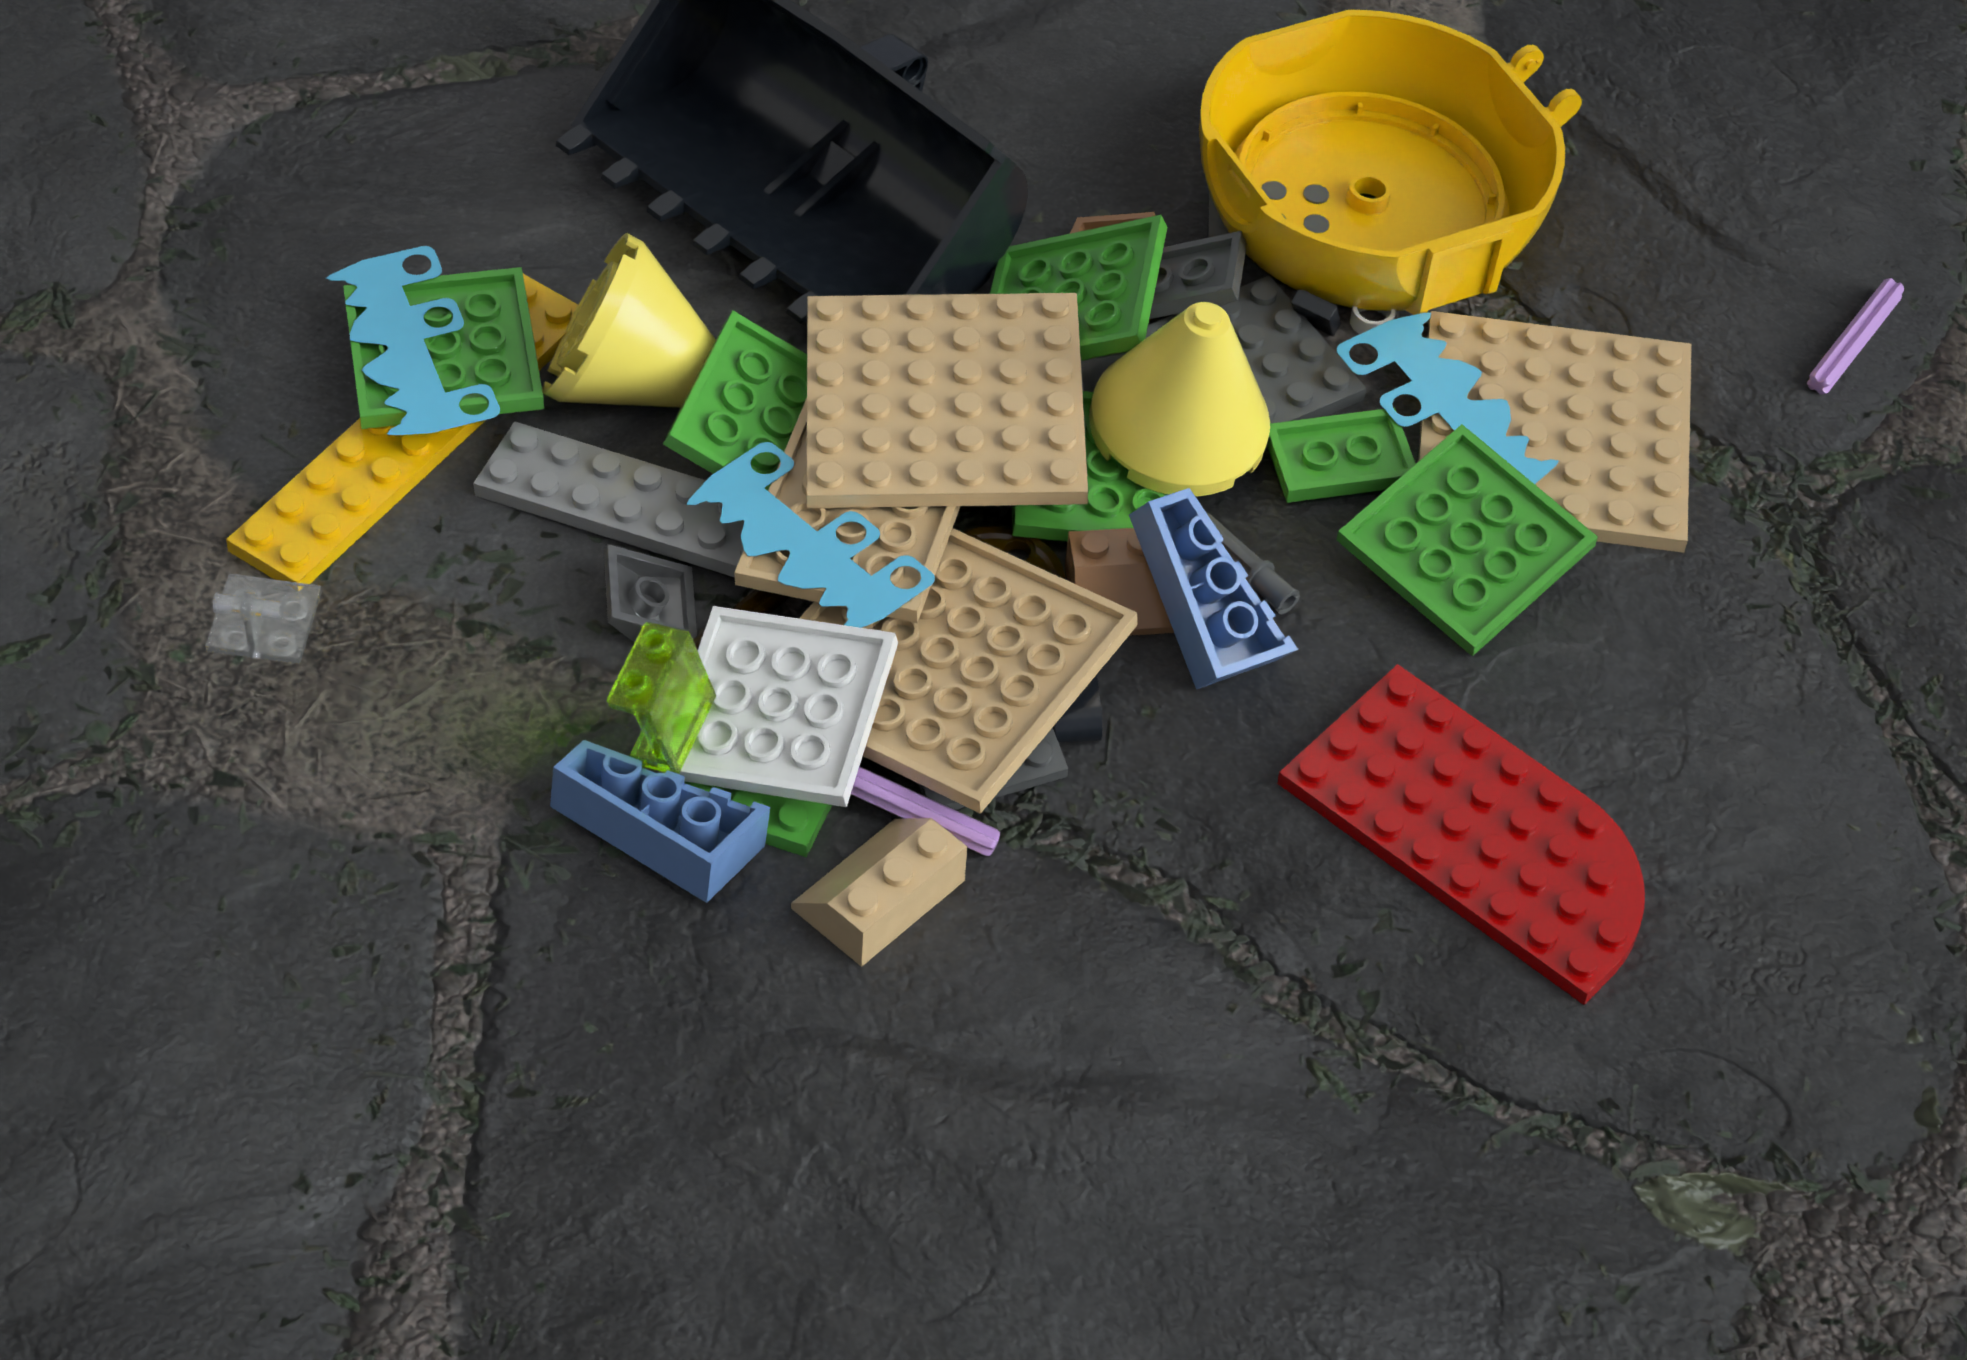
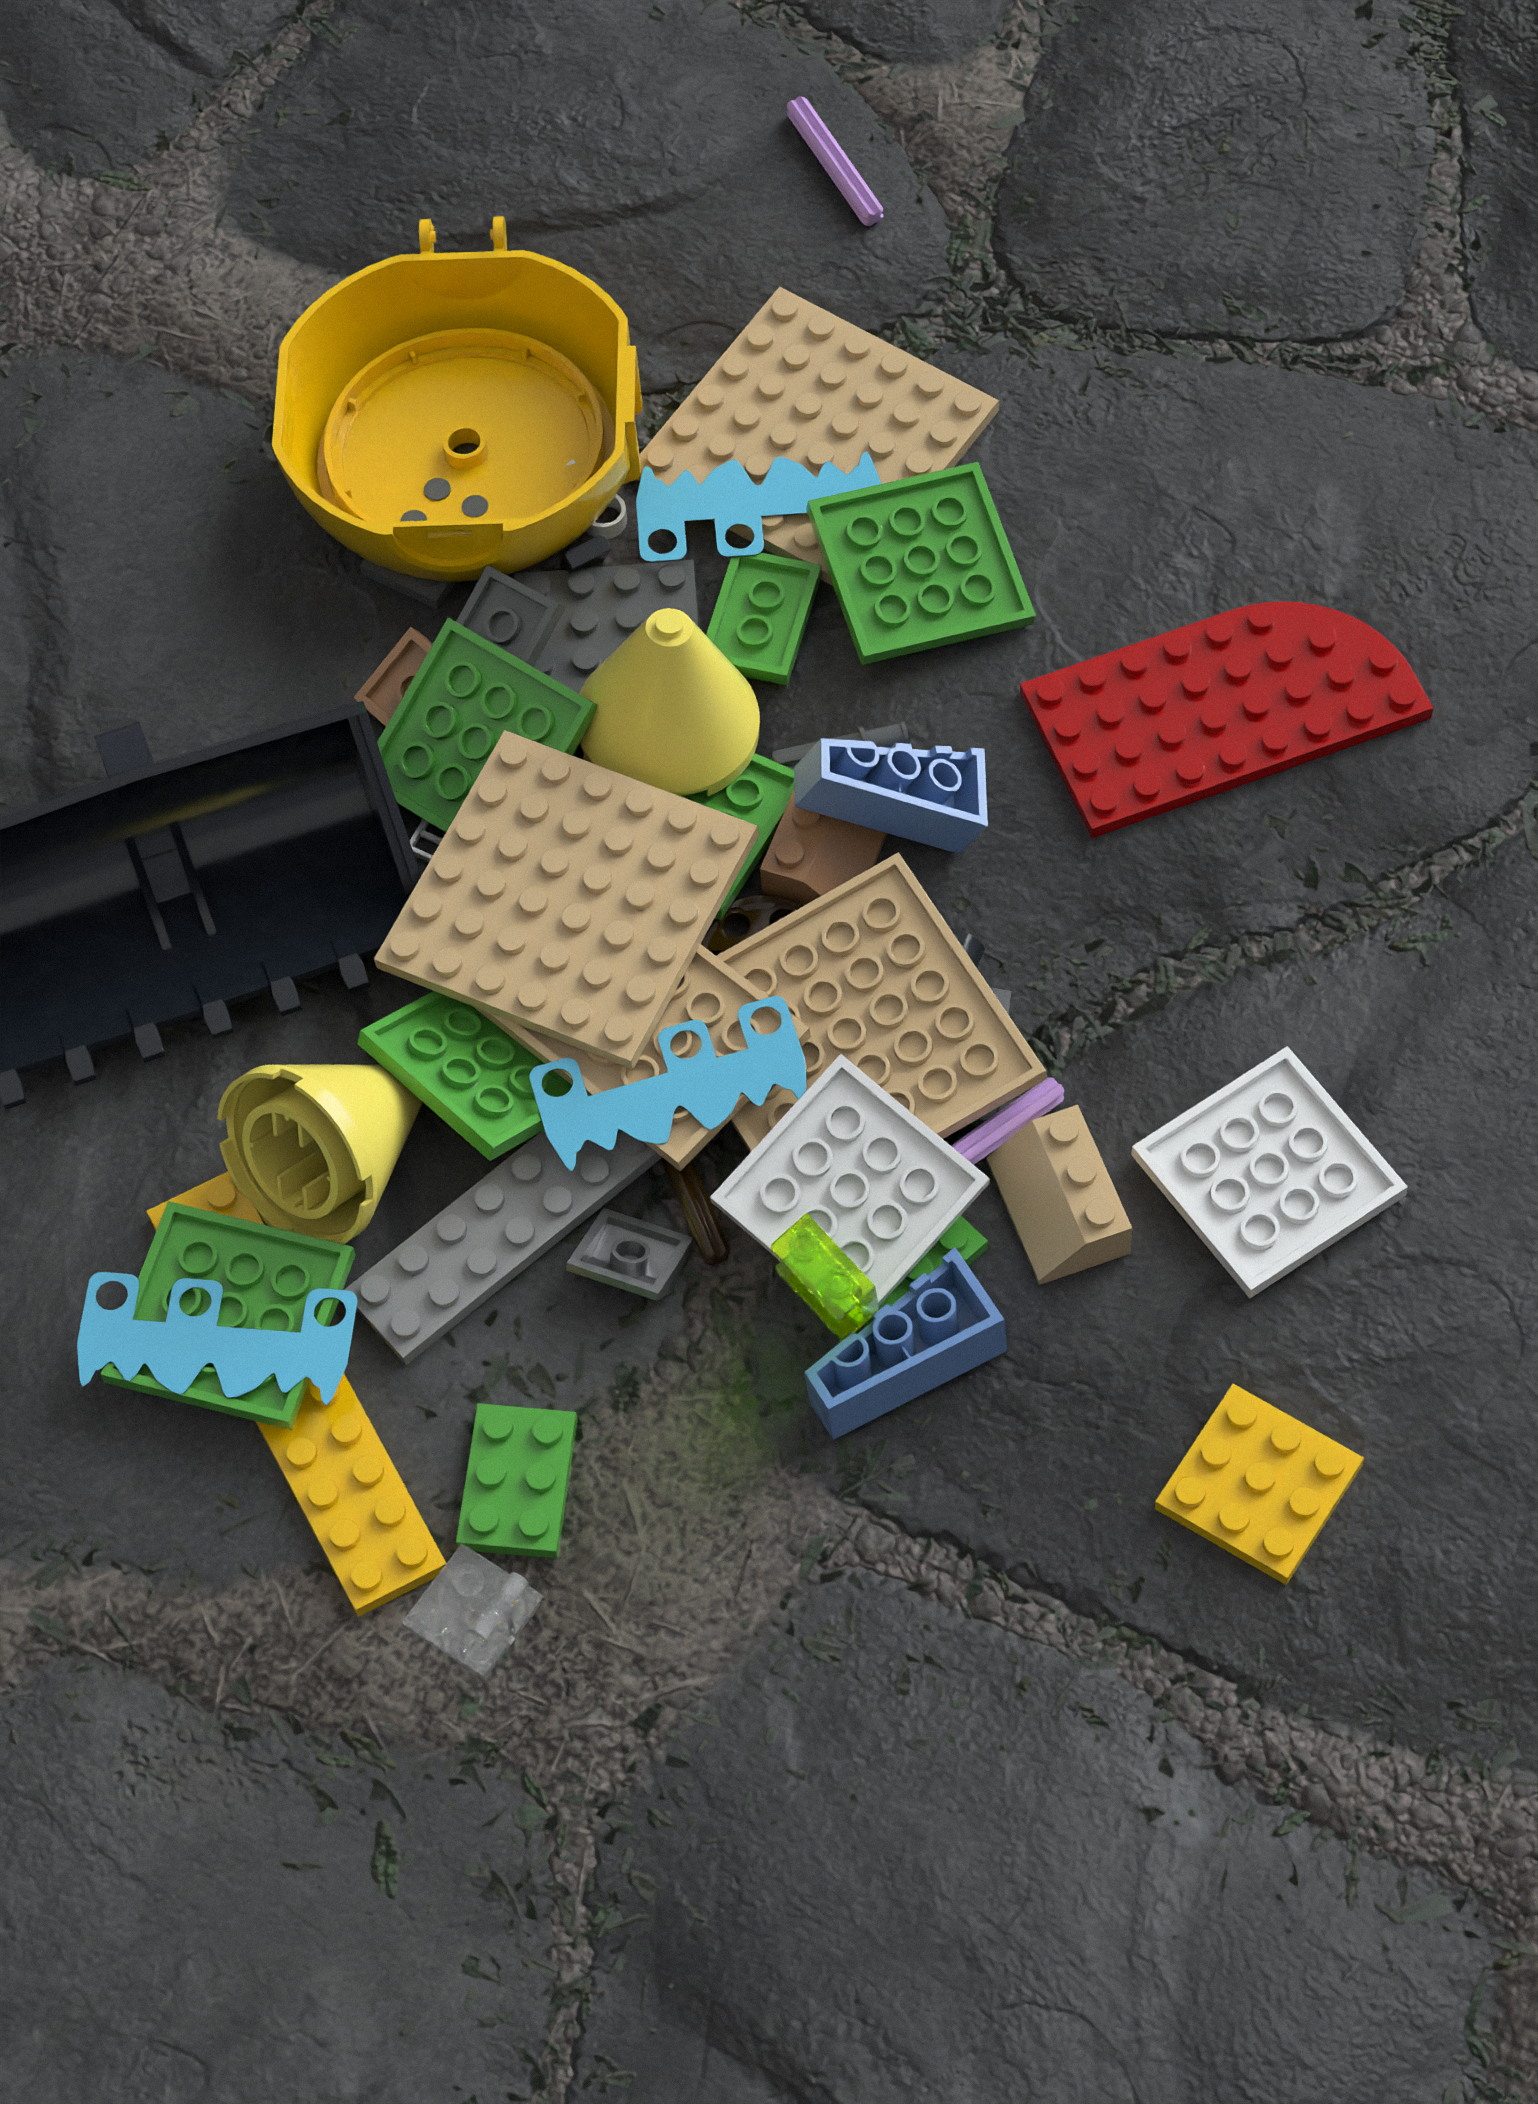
camera: 55 degrees left, 10 degrees up
(401, 605) = (517, 1480): none -> bright green plate
(673, 1148) = (1259, 1483): none -> yellow plate
(1000, 1037) = (1269, 1171): none -> white plate

